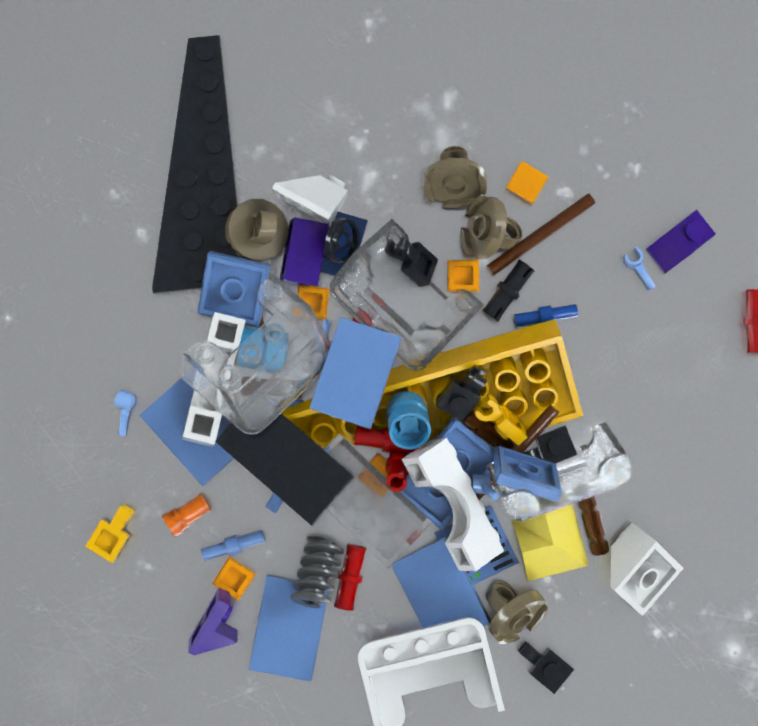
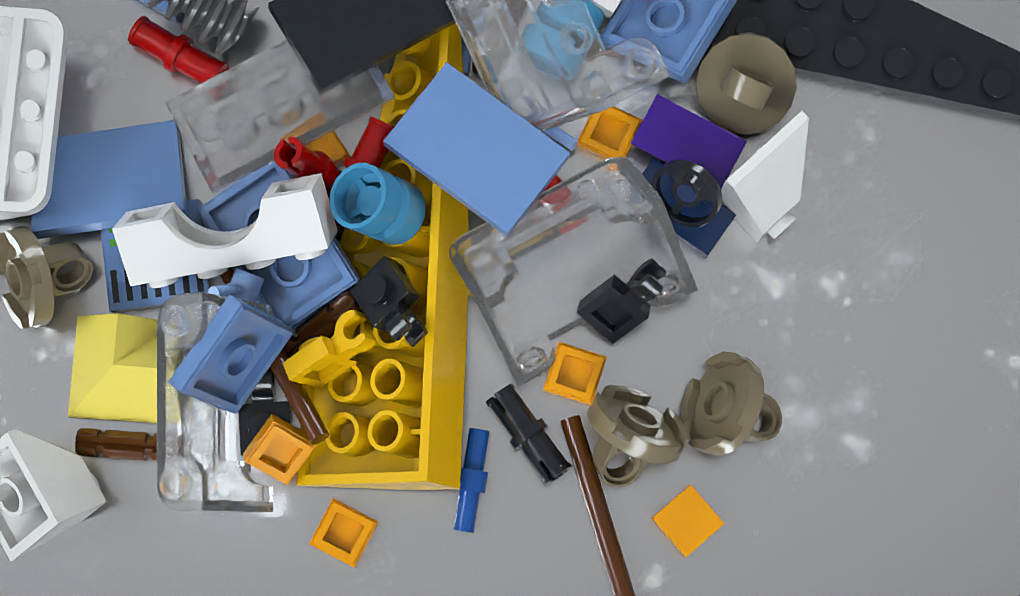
camera: 110 degrees right, 5 degrees down
(567, 432) = (278, 449): none -> light orange tile
(600, 379) = (344, 532): none -> light orange tile

